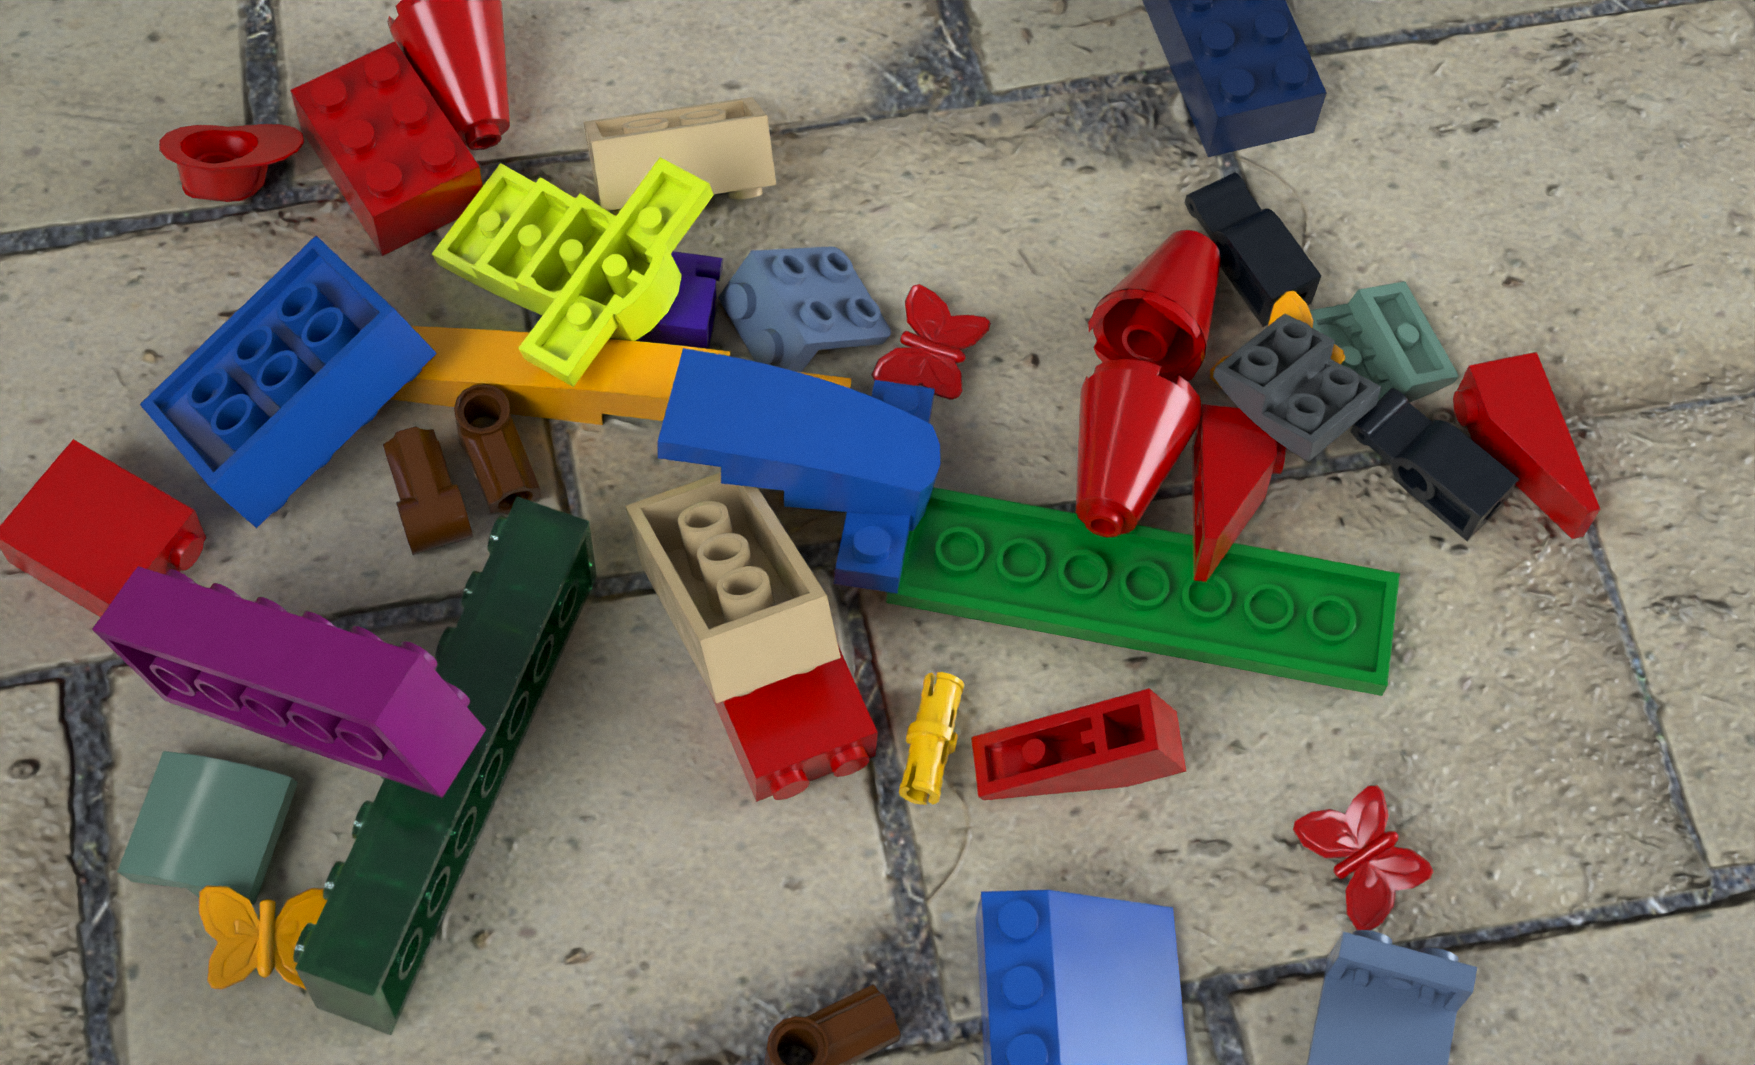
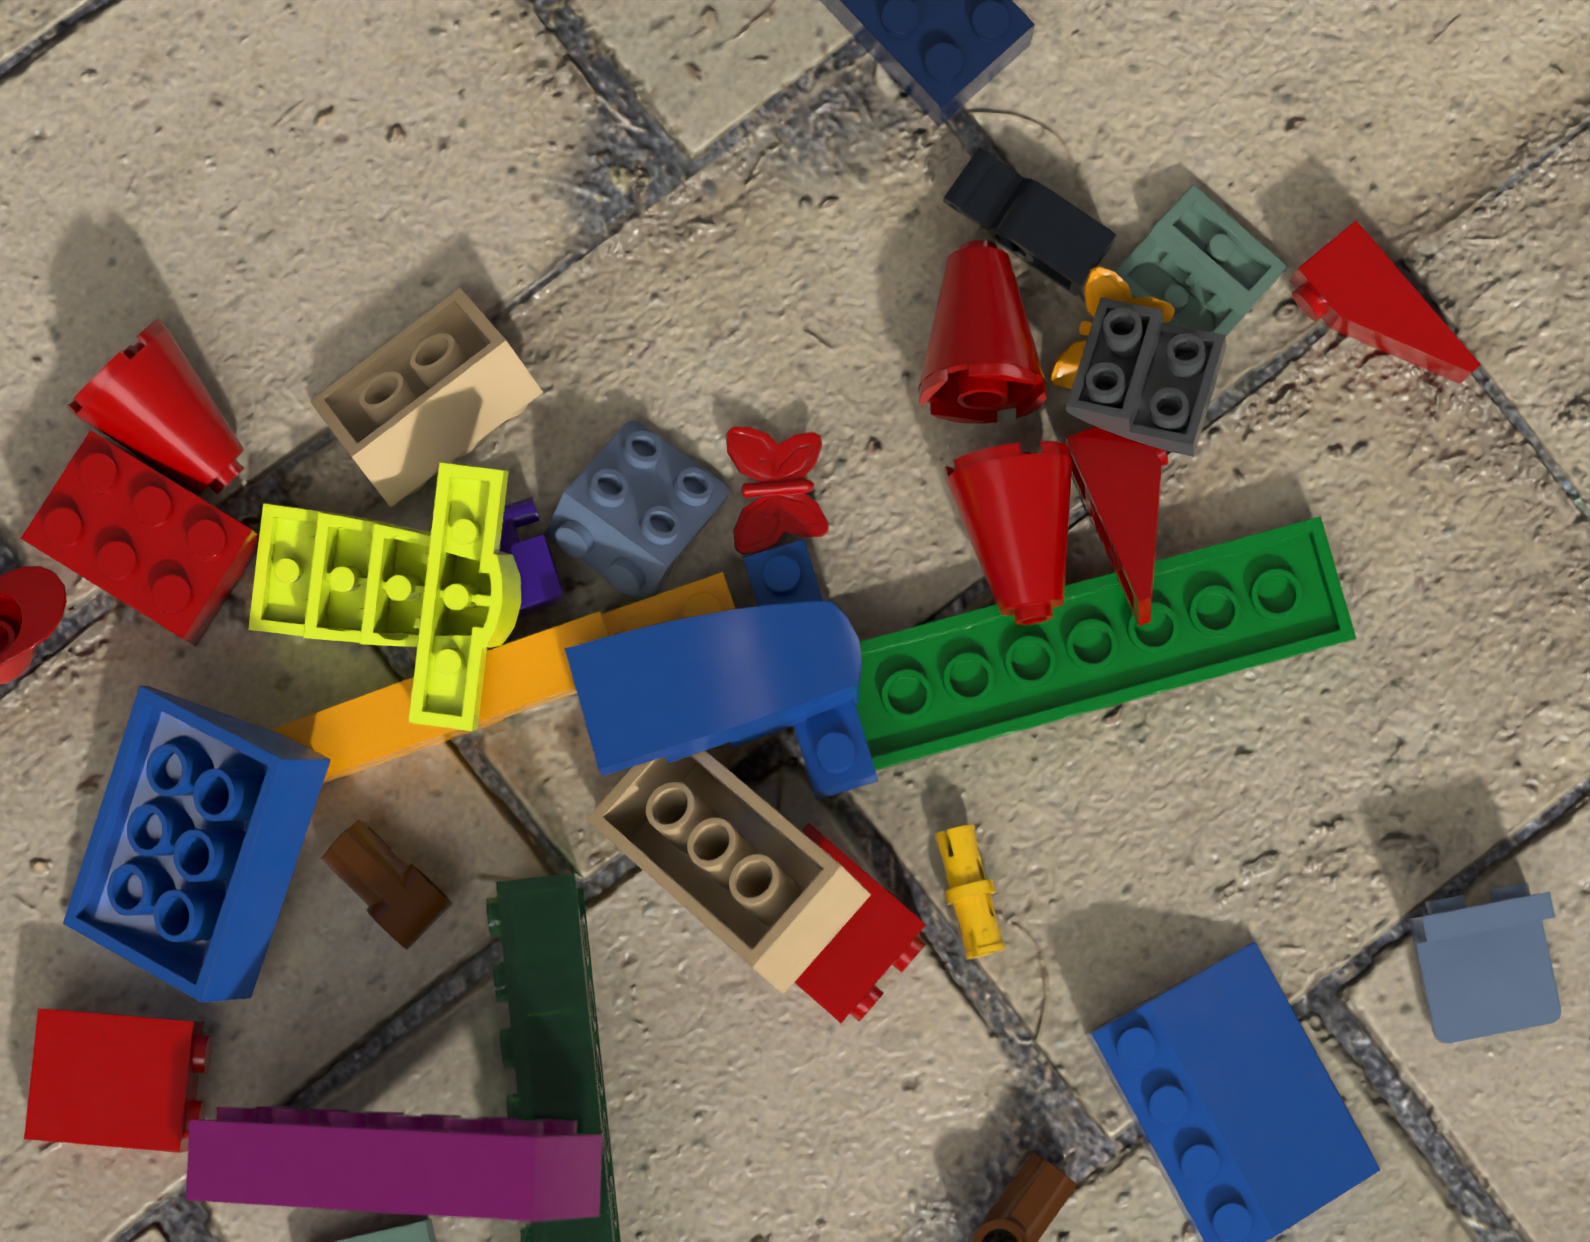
camera: 20 degrees left, 20 degrees up
(494, 450) = (432, 814): reddish brown piece -> none
(1081, 749) = (1107, 840): red slope -> none
(1370, 853) = (1393, 797): red piece -> none
(1436, 463) = (1304, 377): black piece -> none

